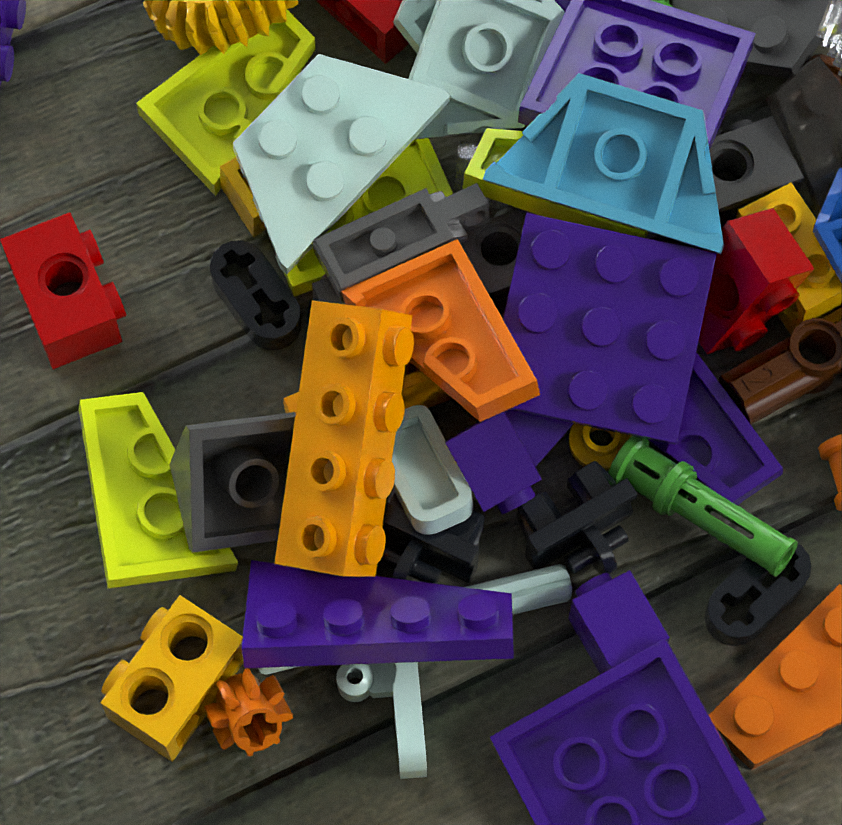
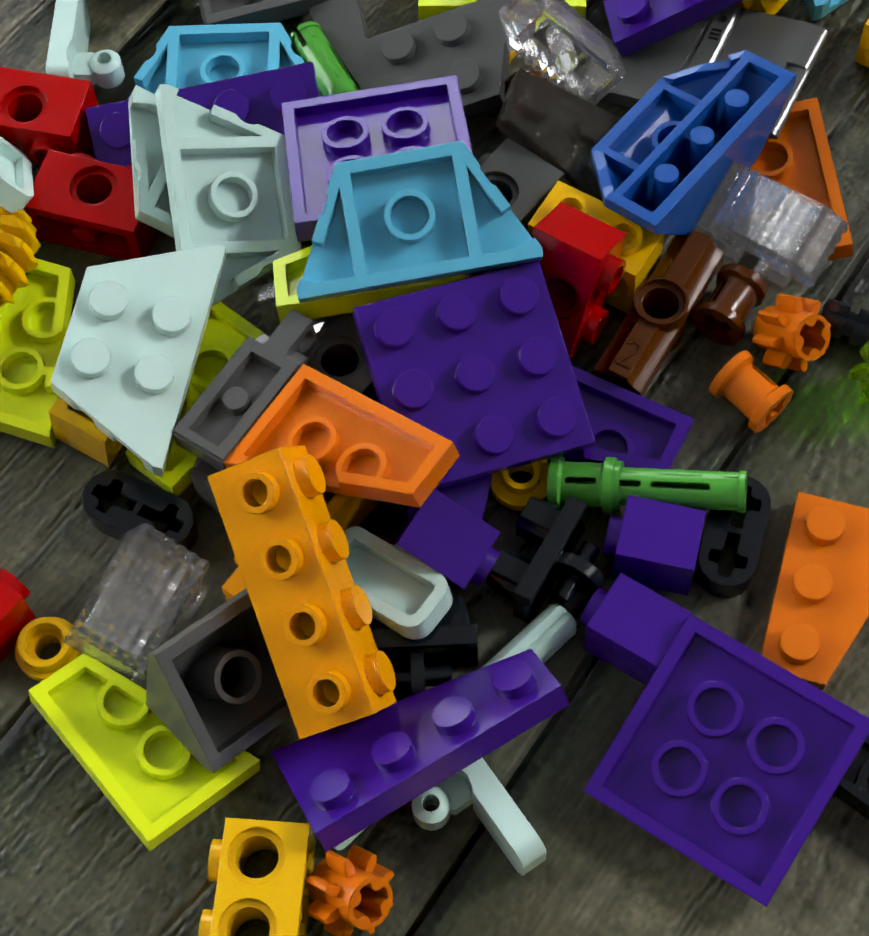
camera: 25 degrees left, 5 degrees down
(114, 355) = (32, 641): none -> yellow plate
(210, 373) = (139, 601): none -> clear brick
(681, 561) = (655, 543): none -> dark purple brick

